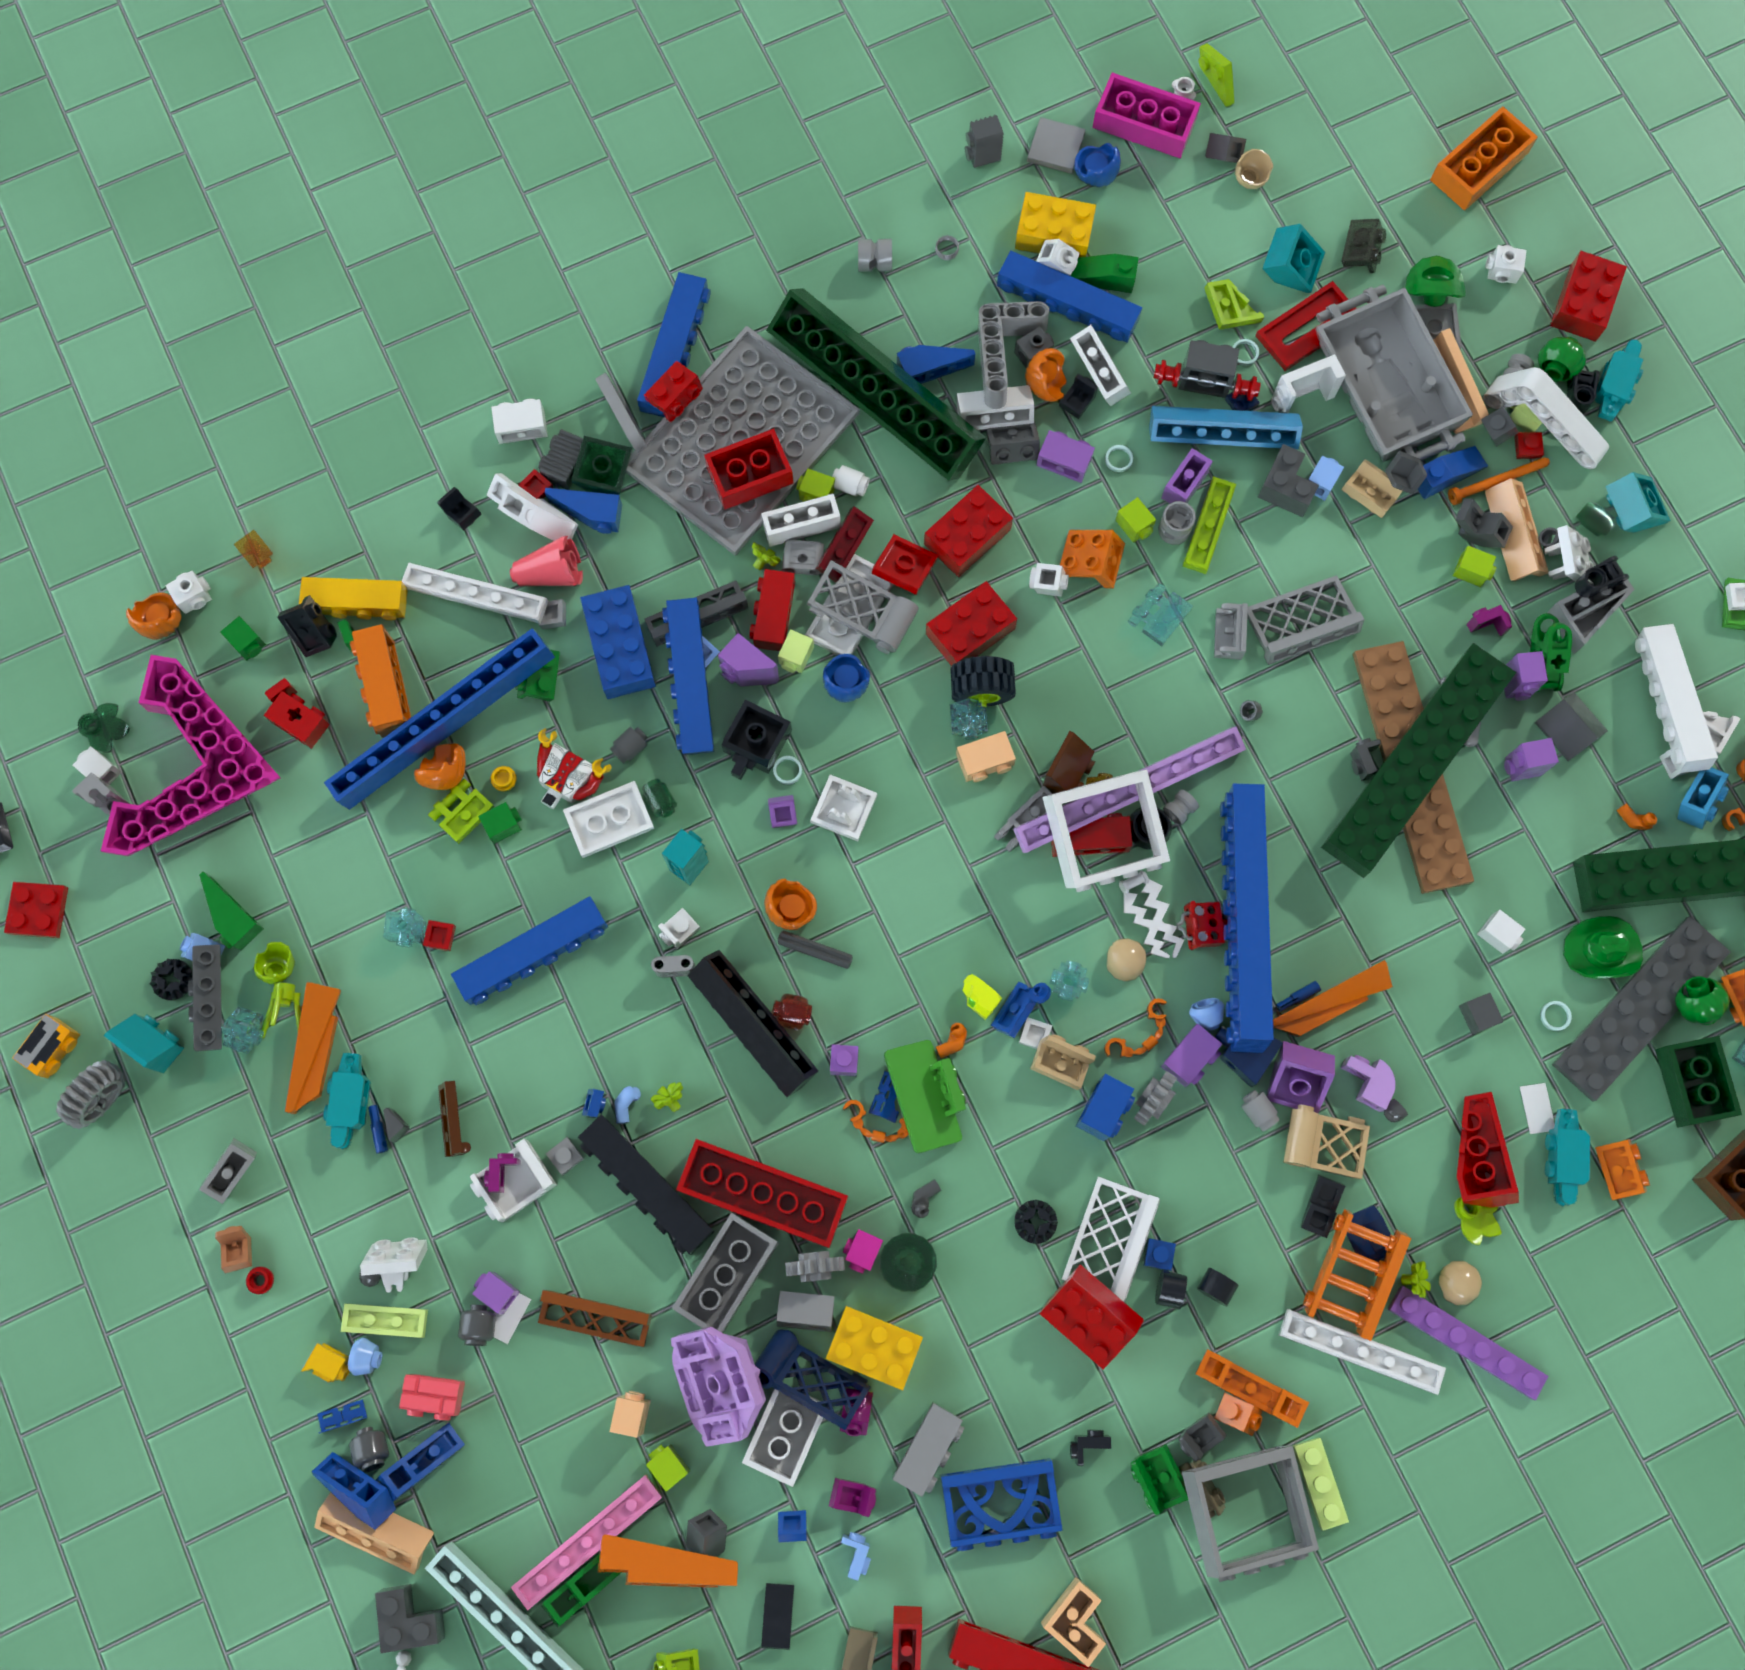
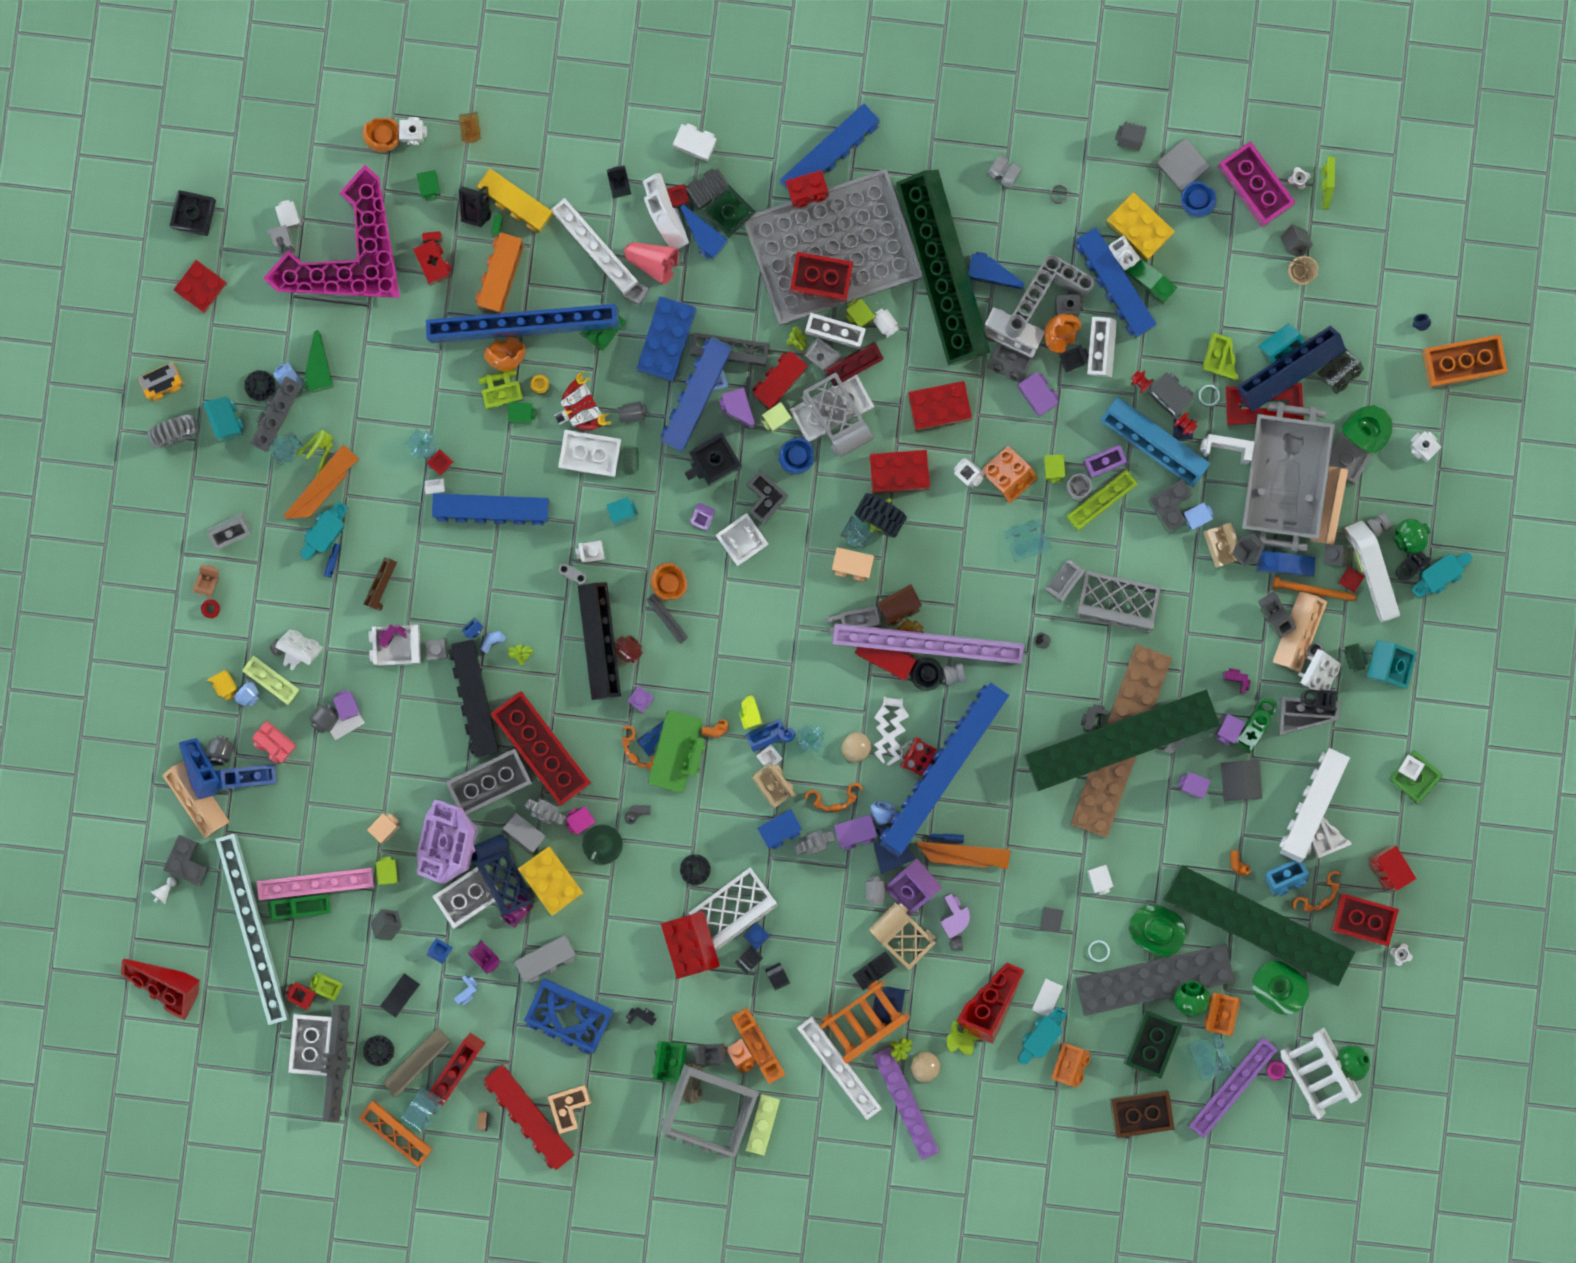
camera: 30 degrees right, 10 degrees up
(106, 727) = (308, 191): clear green plate -> none
(274, 963) = (328, 416): lime hair -> none
(337, 1416) = (217, 721): blue piece -> none
(395, 1125) = (345, 565): dark grey slope -> none
(448, 966) = (434, 486): none -> white tile
(597, 1308) = (411, 763): dark orange fence -> none
(620, 411) = (764, 182): light grey beam -> none
(664, 1566) = (351, 925): orange wedge -> none
(790, 781) = (732, 491): light aqua piece -> none
(842, 737) = (770, 497): none -> dark grey brick
(904, 564) = (883, 403): red plate -> none
(1062, 840) = (900, 631): white window -> none
(1119, 447) = (1074, 407): light aqua piece -> none
(1314, 267) = (1291, 368): none -> dark blue brick
(1410, 150) = (1421, 322): none -> dark blue plate
(1475, 566) = (1253, 638): lime brick -> none
(1588, 296) = (1464, 503): red brick -> none

